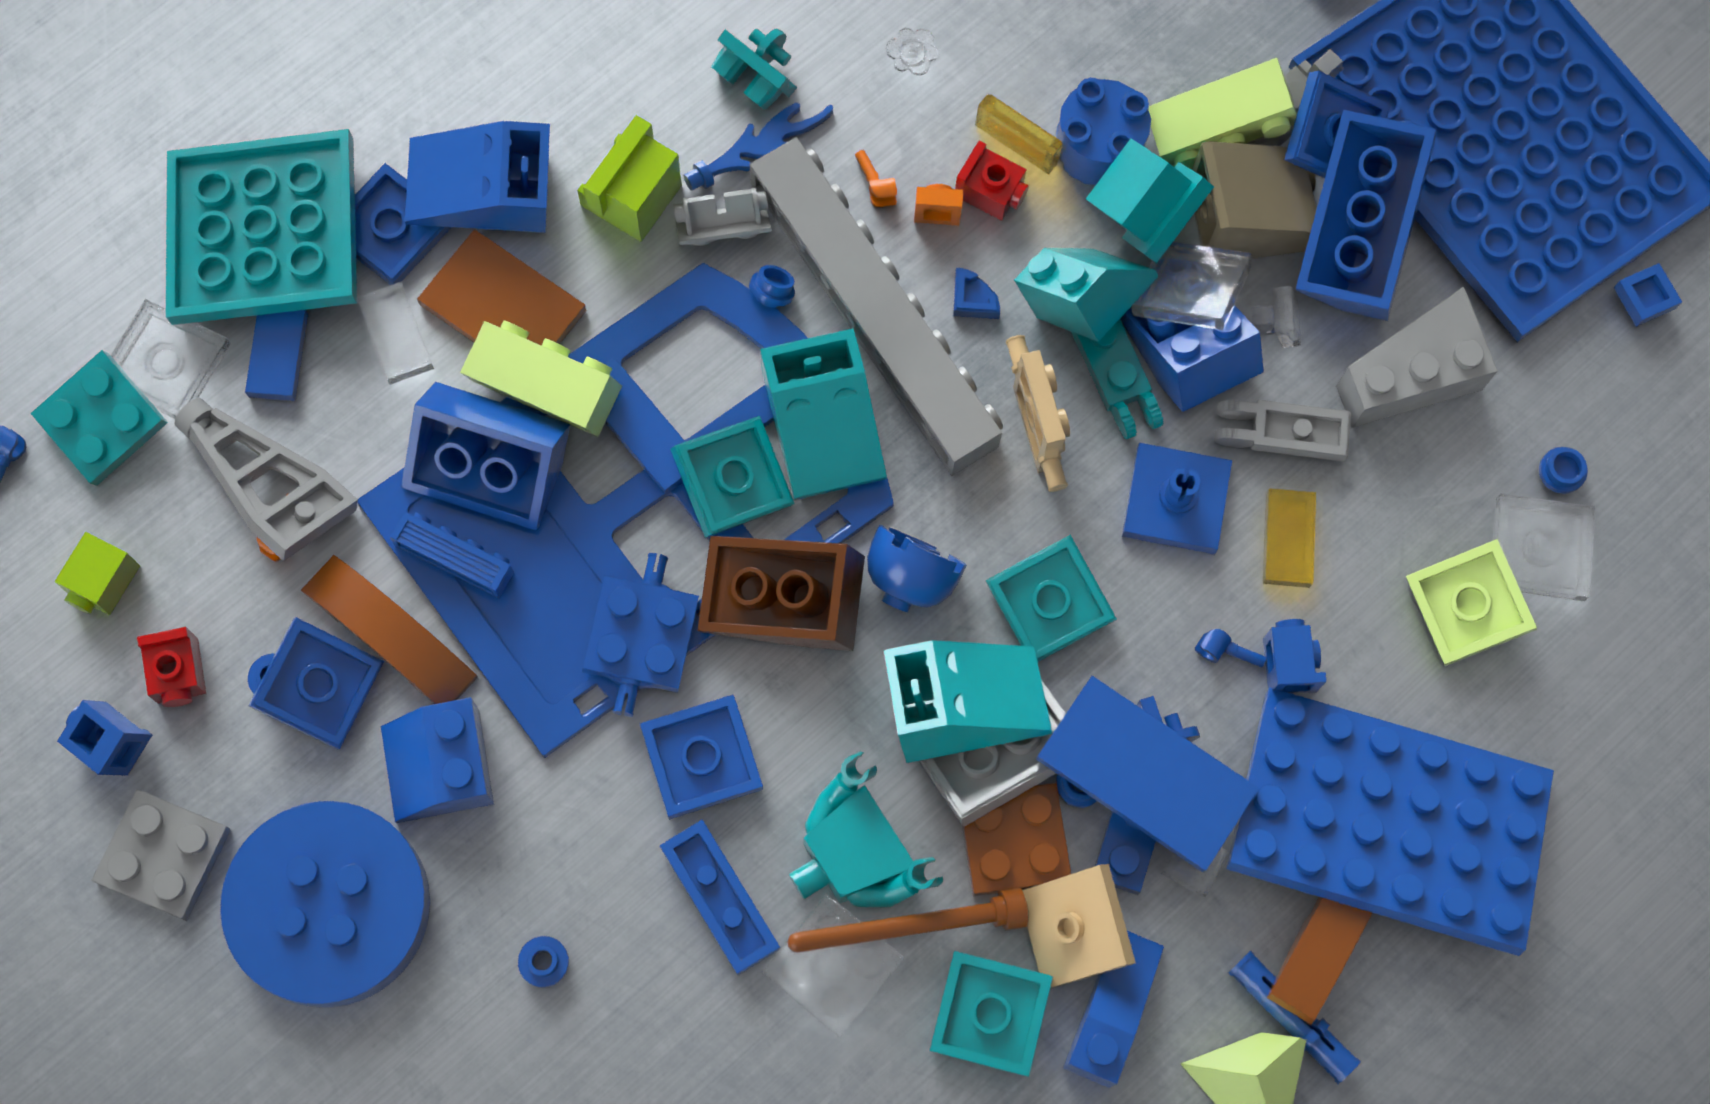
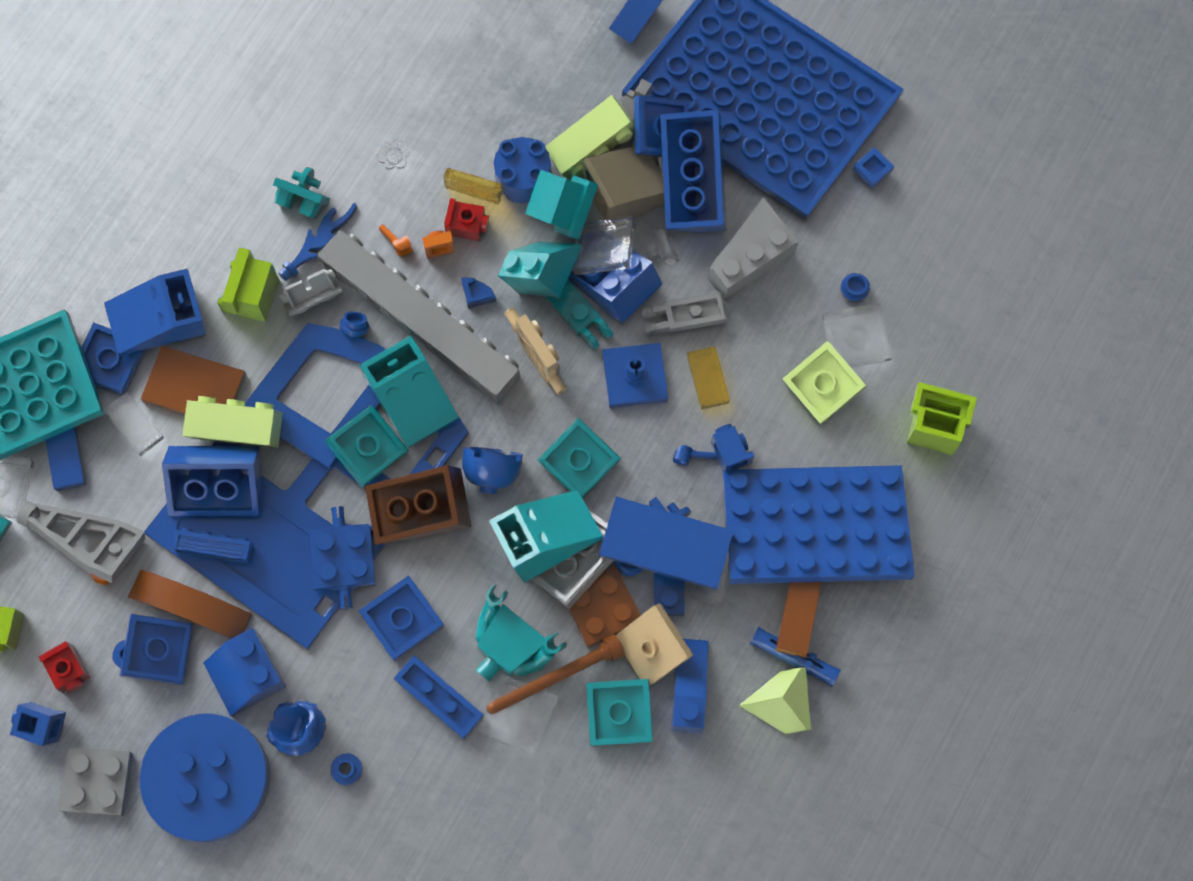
camera: 15 degrees left, 0 degrees up
(488, 873) = (296, 727): none -> blue hair
(1638, 716) = (940, 418): none -> lime plate

